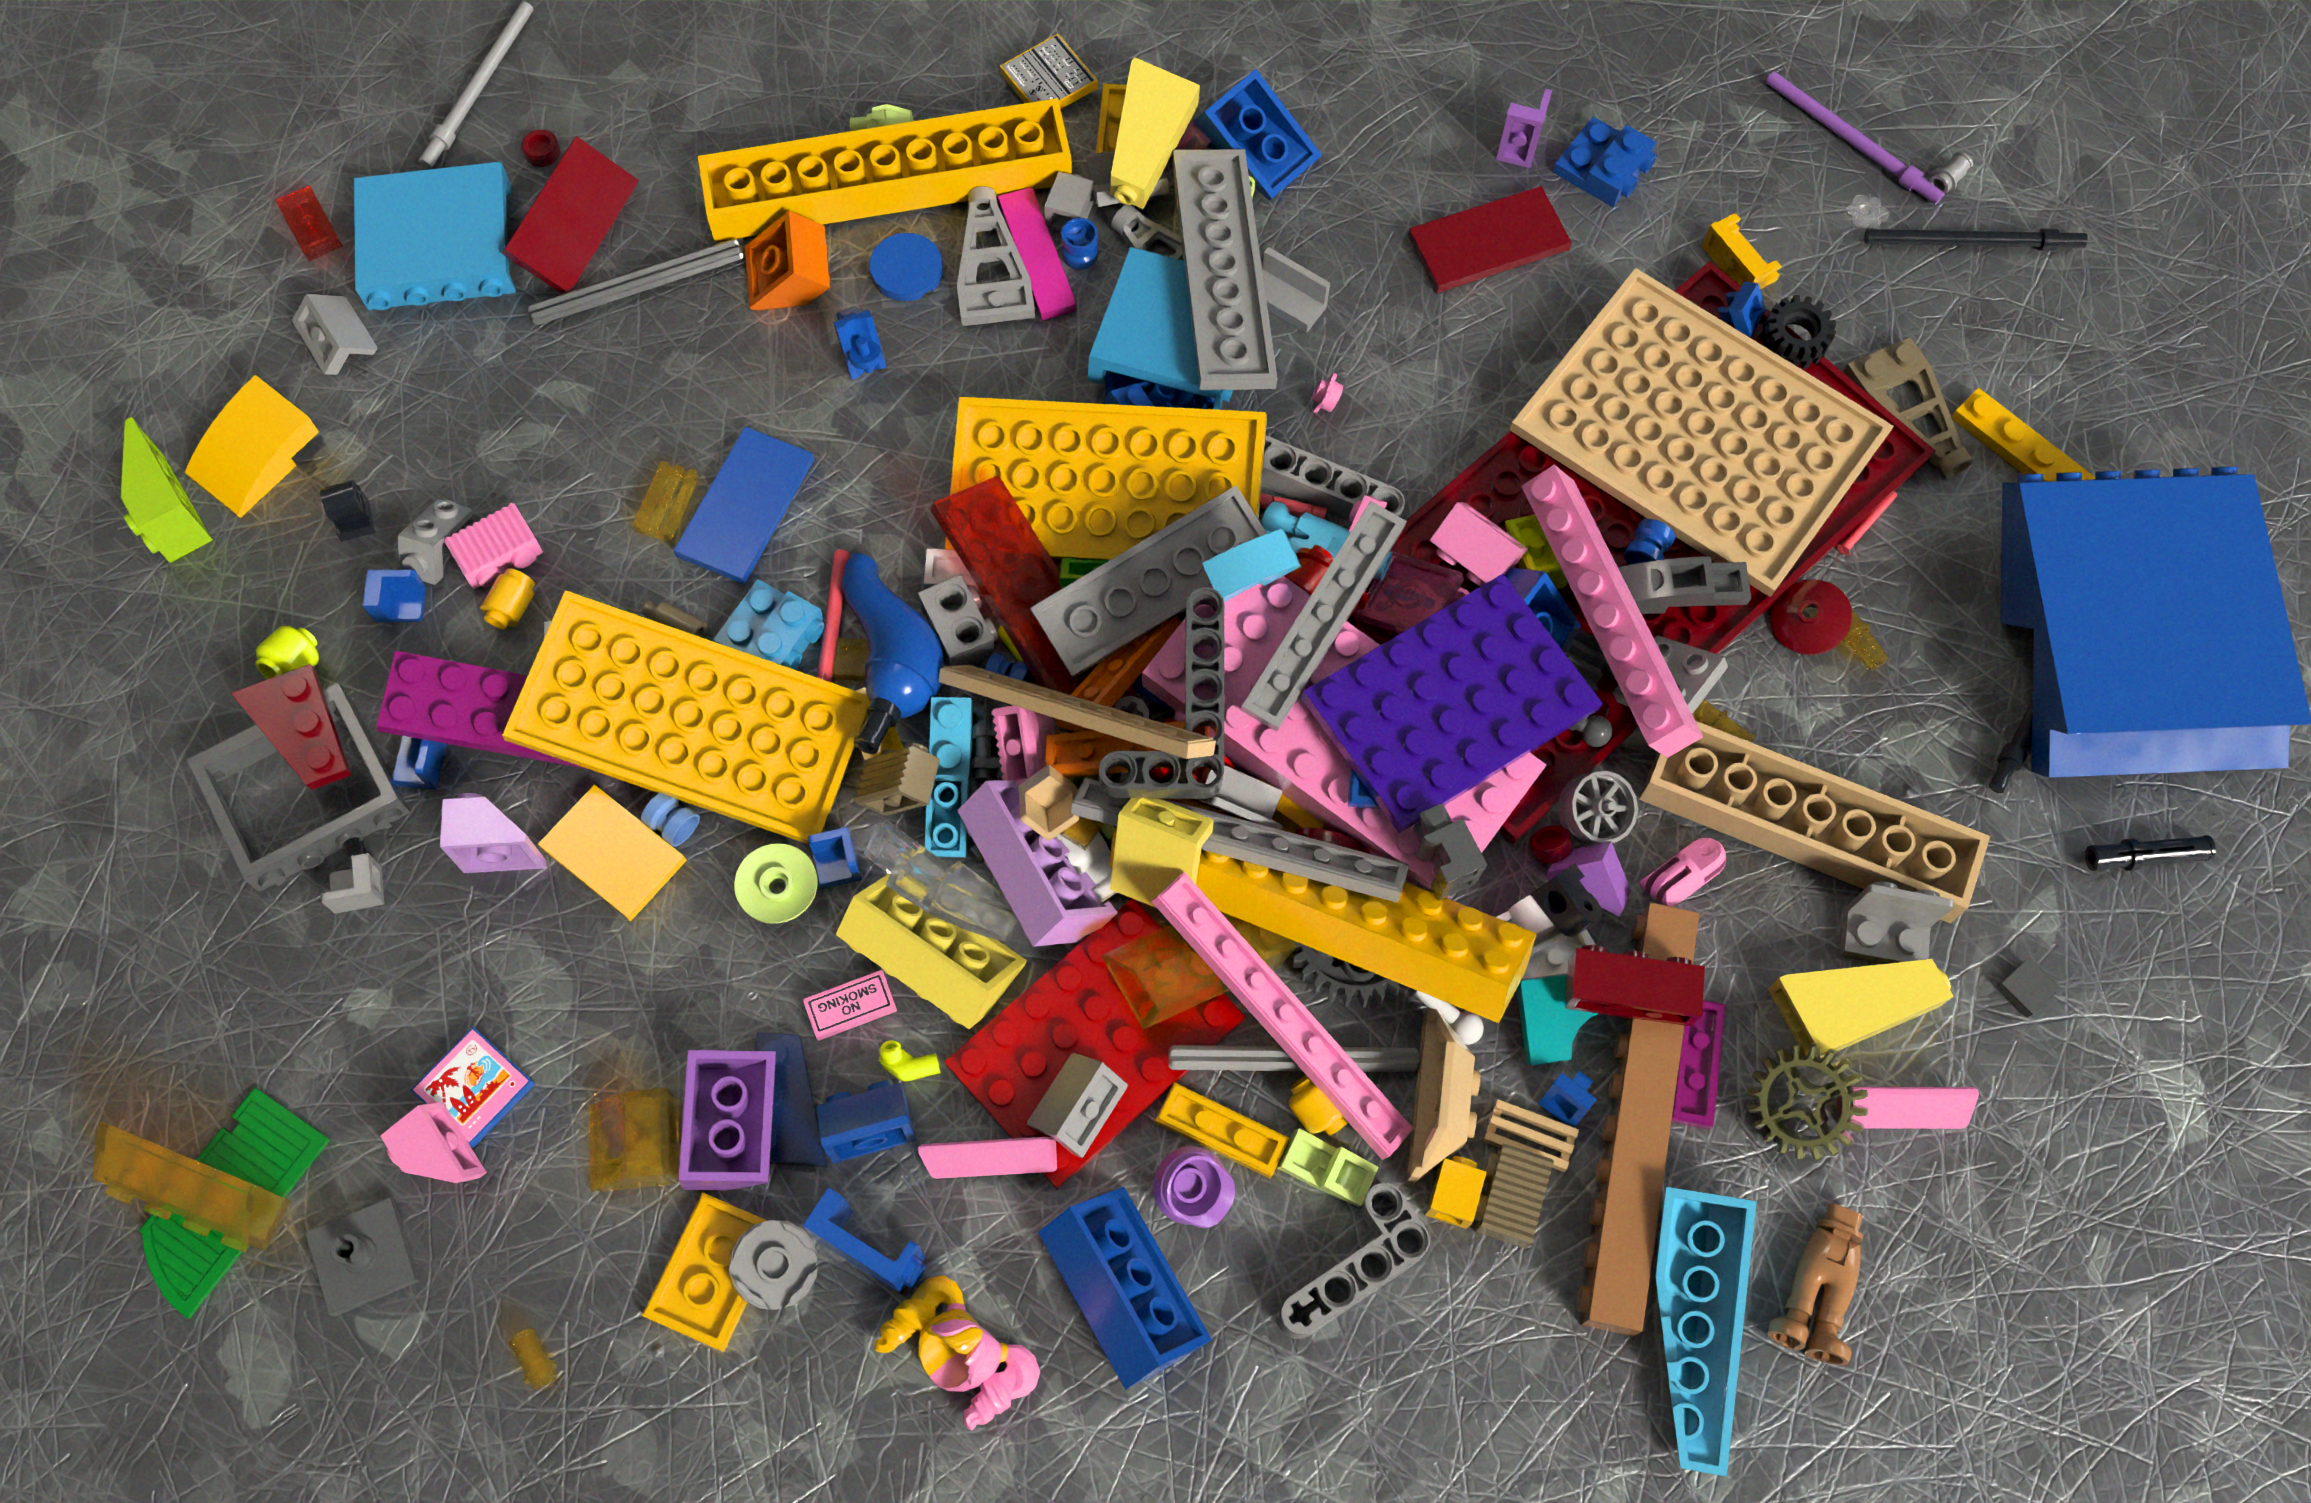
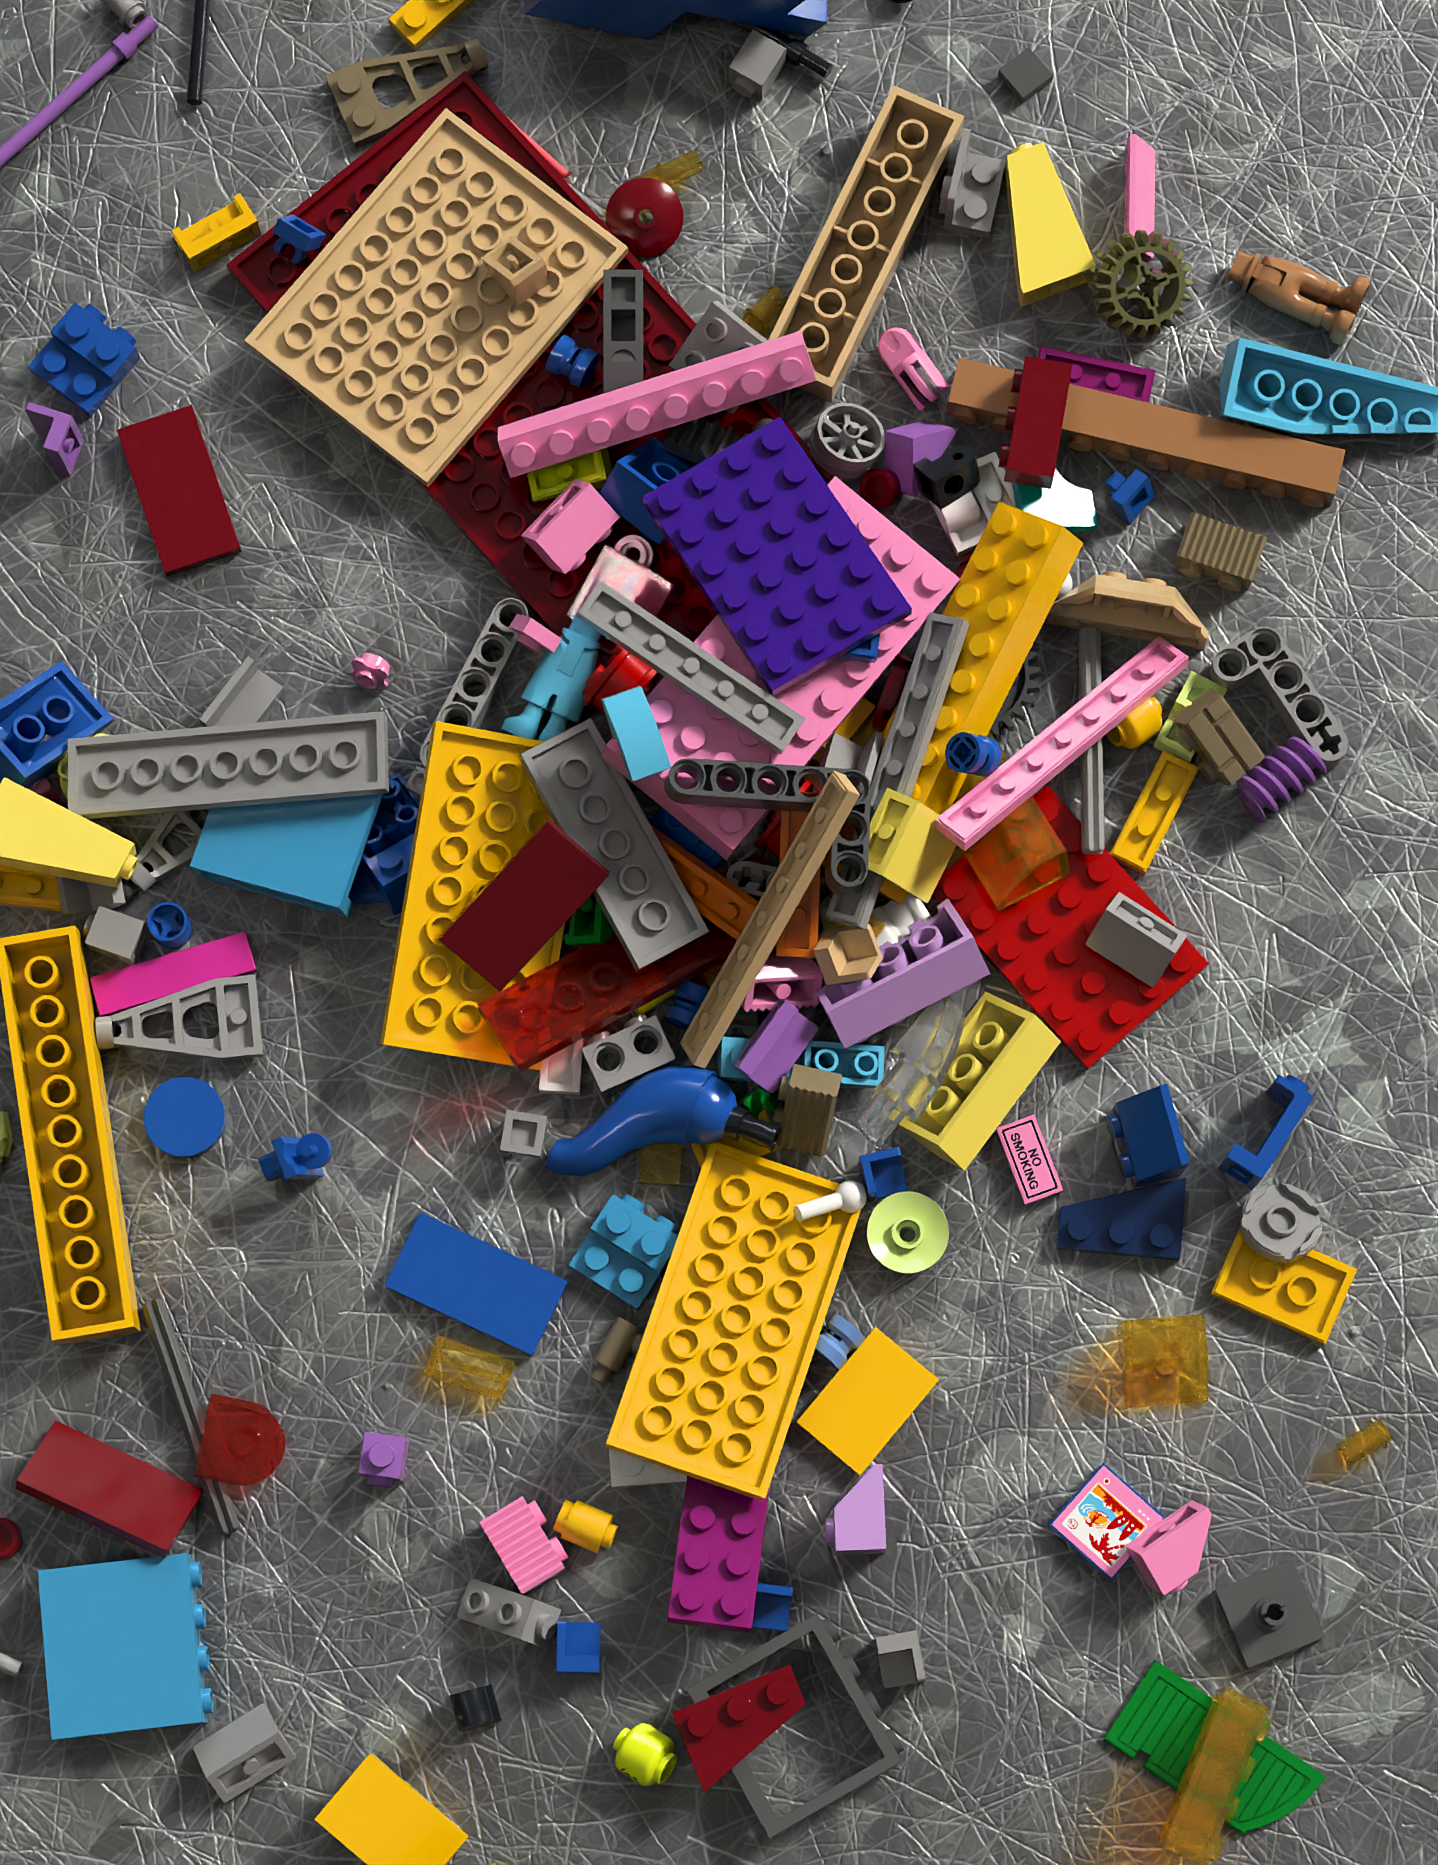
camera: 85 degrees left, 10 degrees up
(309, 223) = (96, 1796): clear red plate -> none
(583, 428) = (383, 1459): none -> medium lavender brick
(607, 315) = (239, 1442): none -> clear red tile
(727, 1119) = (1149, 1265): medium lavender slope -> none
(787, 264) = (182, 1246): orange slope -> none
(810, 820) = (848, 1197): none -> white bar
(832, 616) = (616, 1187): coral bar -> none
(880, 530) = (523, 1134): none -> light grey panel
(903, 1065) = (1090, 1106): neon yellow arm -> none
(904, 732) = (758, 1101): none -> green hand
(958, 741) = (775, 1046): none -> medium lavender panel
(959, 1351) = (1358, 1051): hair -> none
(989, 1157) = (1181, 1022): bright pink slope -> none
(1090, 500) = (524, 905): none -> dark red tile
(1124, 1286) = (1301, 902): blue slope -> none
(1193, 1187) = (1212, 837): medium lavender hat -> none
(1256, 910) = (973, 754): none -> blue wheel
(1261, 1260) = (1279, 775): none -> medium lavender piece
(1295, 507) = (502, 705): coral wheel -> none
(1300, 1188) = (1217, 738): none -> dark tan brick
(1450, 849) = (935, 564): dark grey hips -> none
(1456, 1192) = (1217, 602): yellow brick -> none
(1568, 1132) = (1173, 504): tan tile -> none
(1732, 486) = (517, 269): none -> tan slope
(1806, 316) = (319, 165): black tyre -> none
(1866, 212) = (165, 88): clear plant -> none
(1989, 716) = (756, 66): none -> light grey brick

